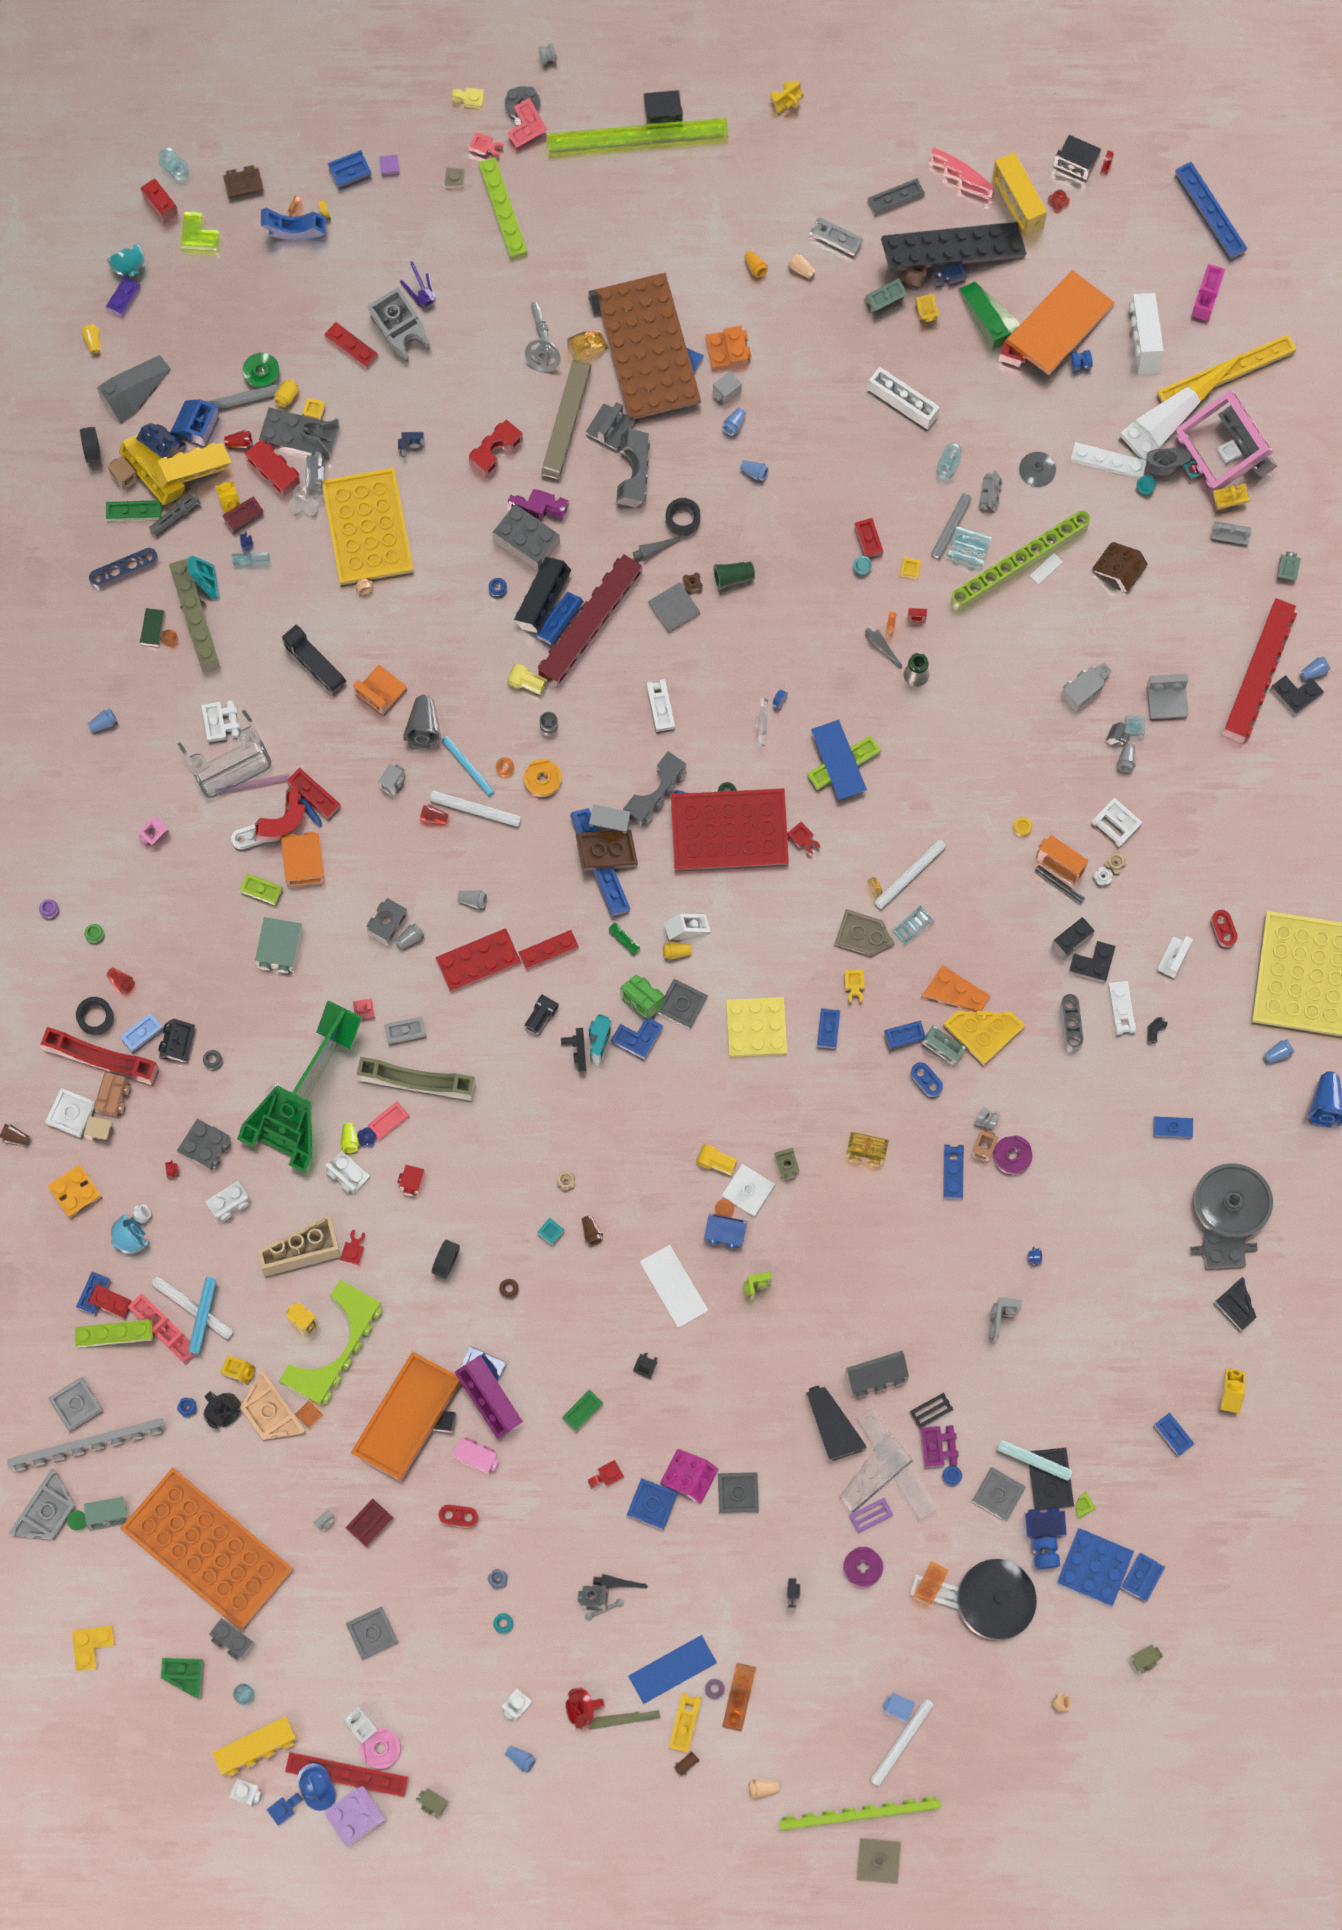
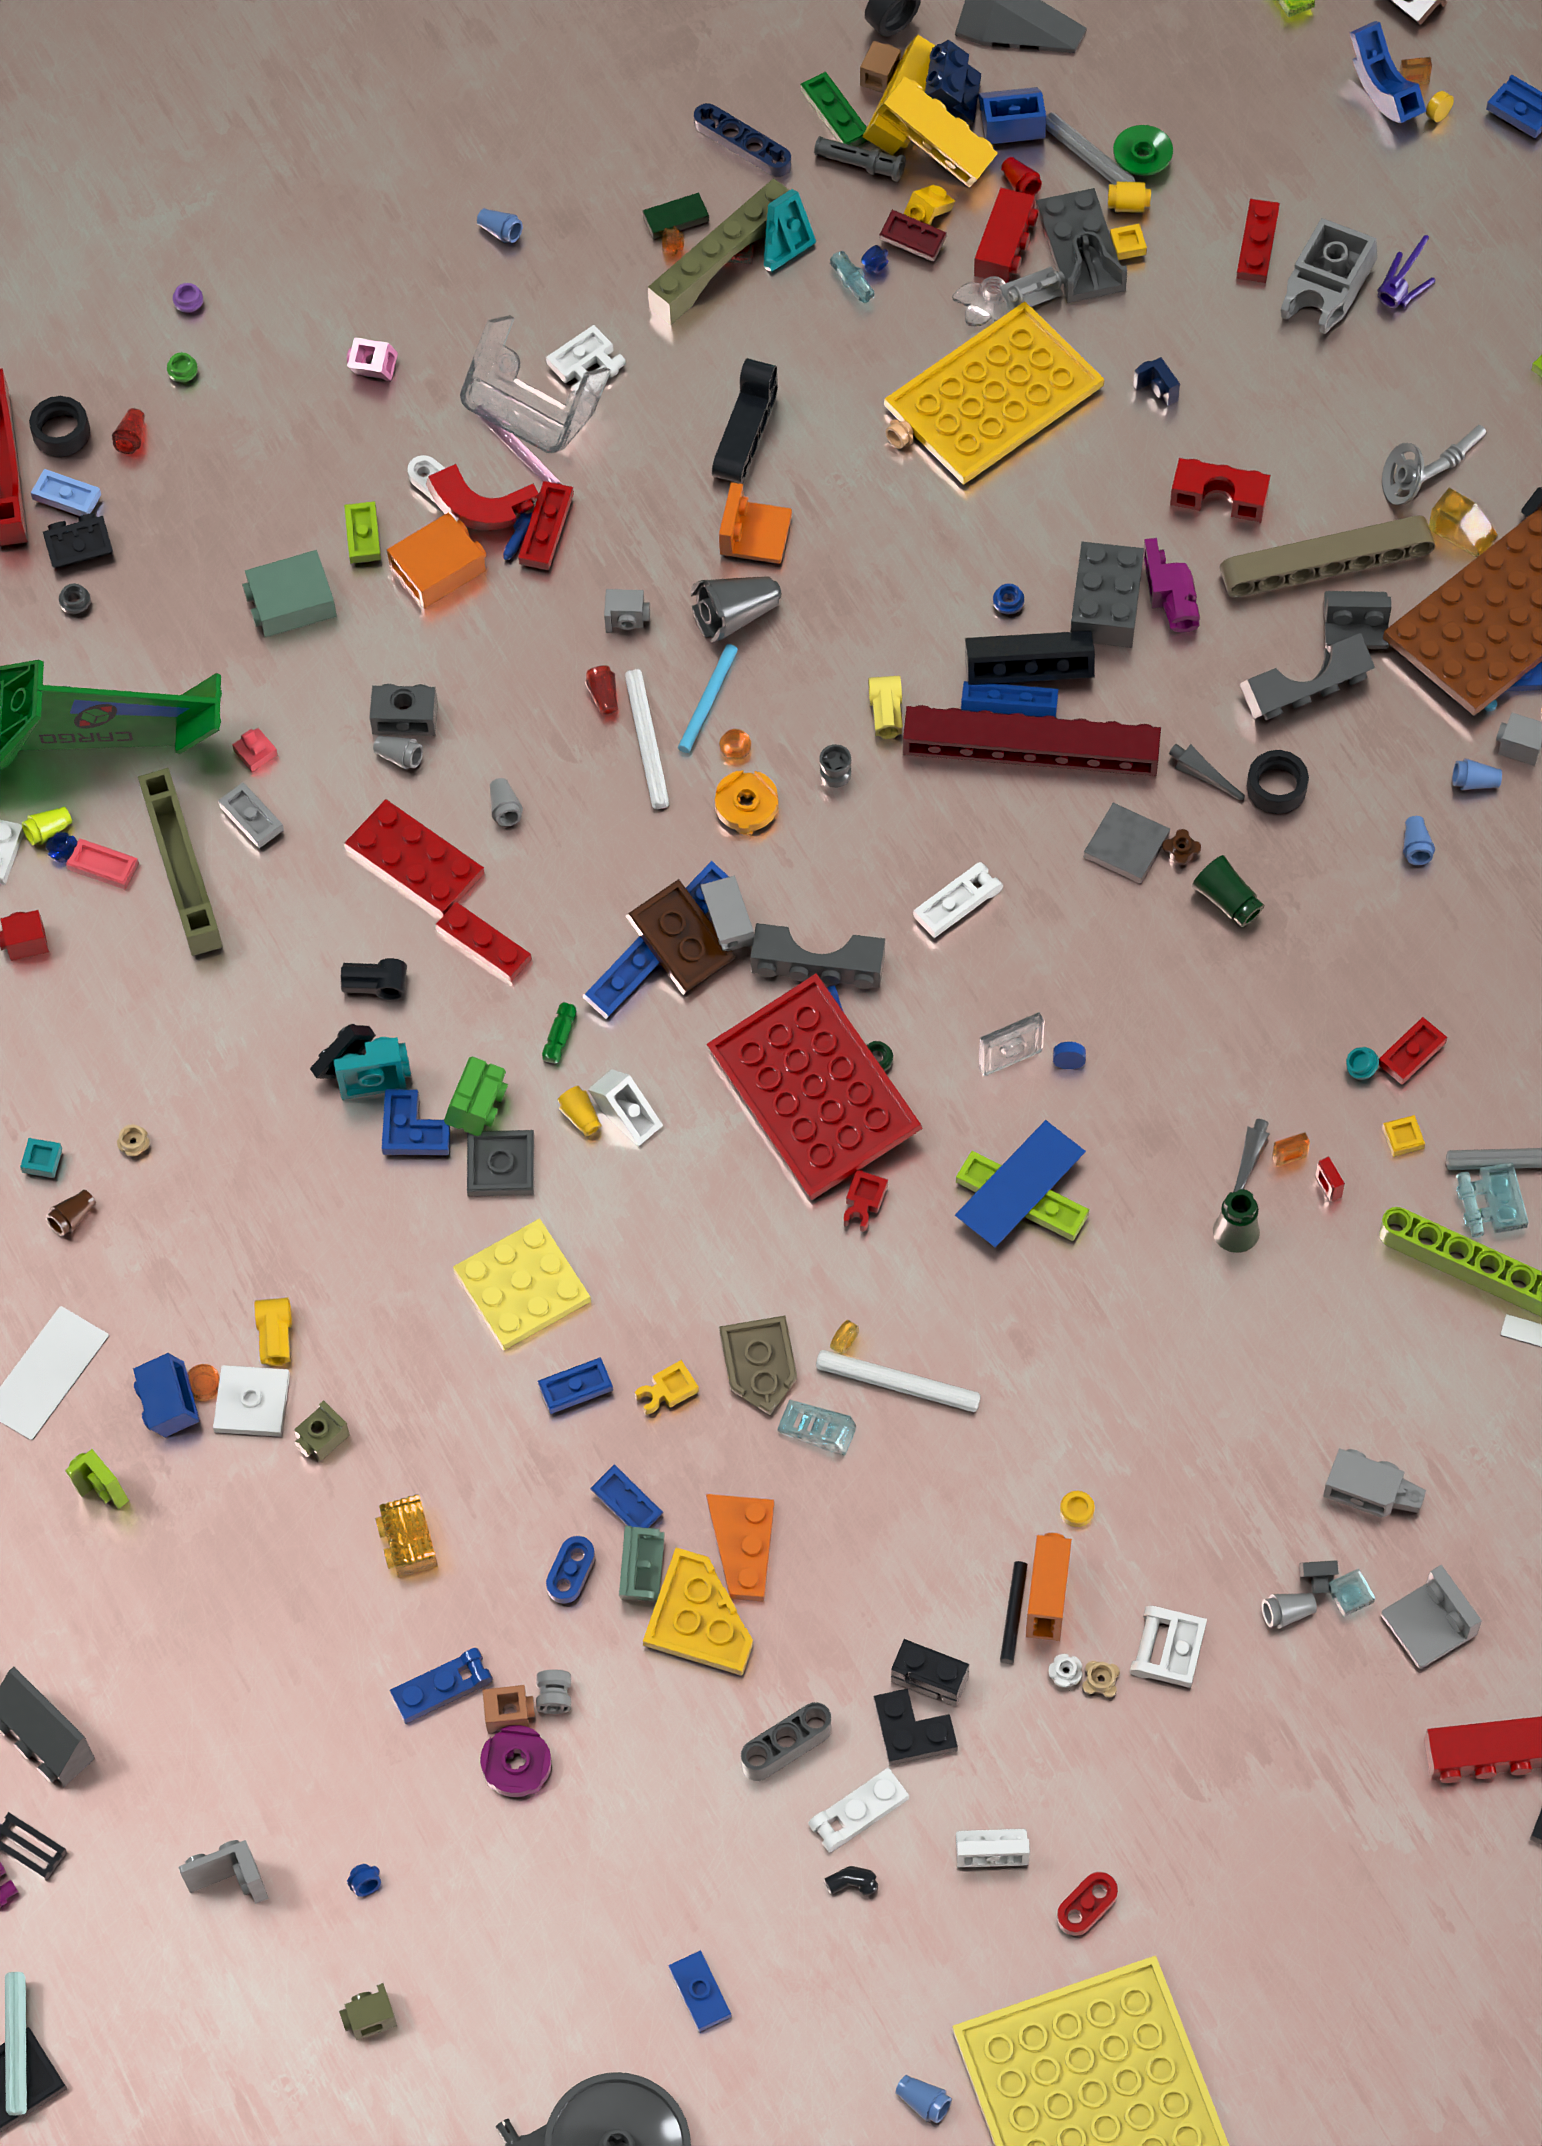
camera: 65 degrees right, 10 degrees down
(1105, 1285) = (368, 2013): none -> olive brick

